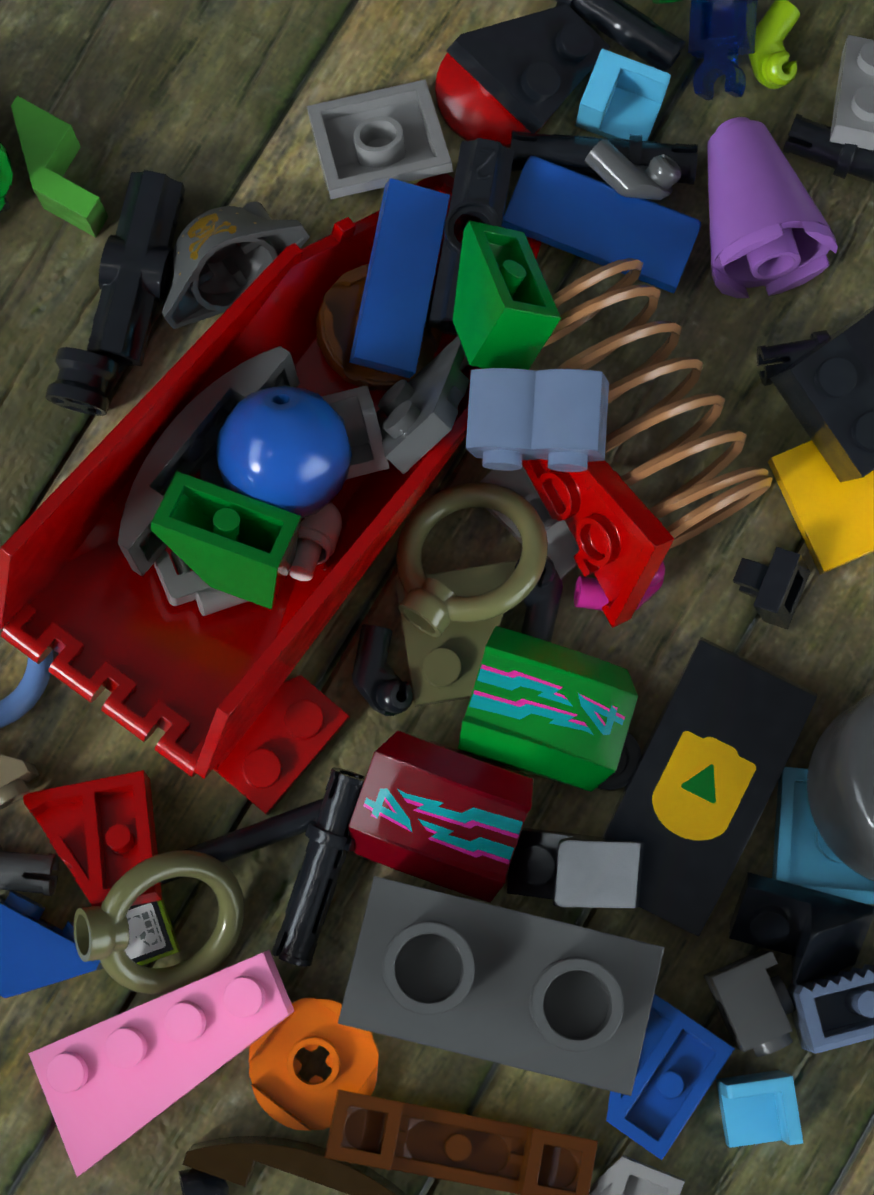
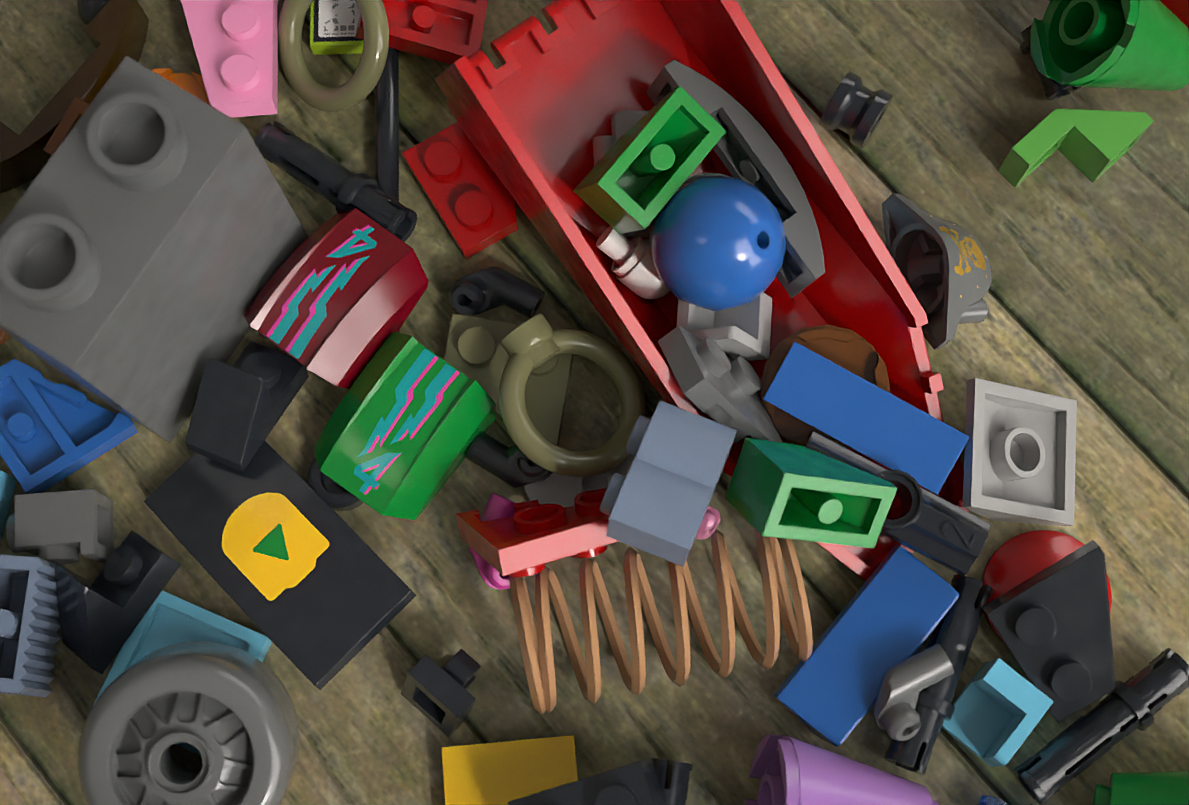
camera: 115 degrees right, 5 degrees down
(136, 268) = (953, 188): black piece -> none

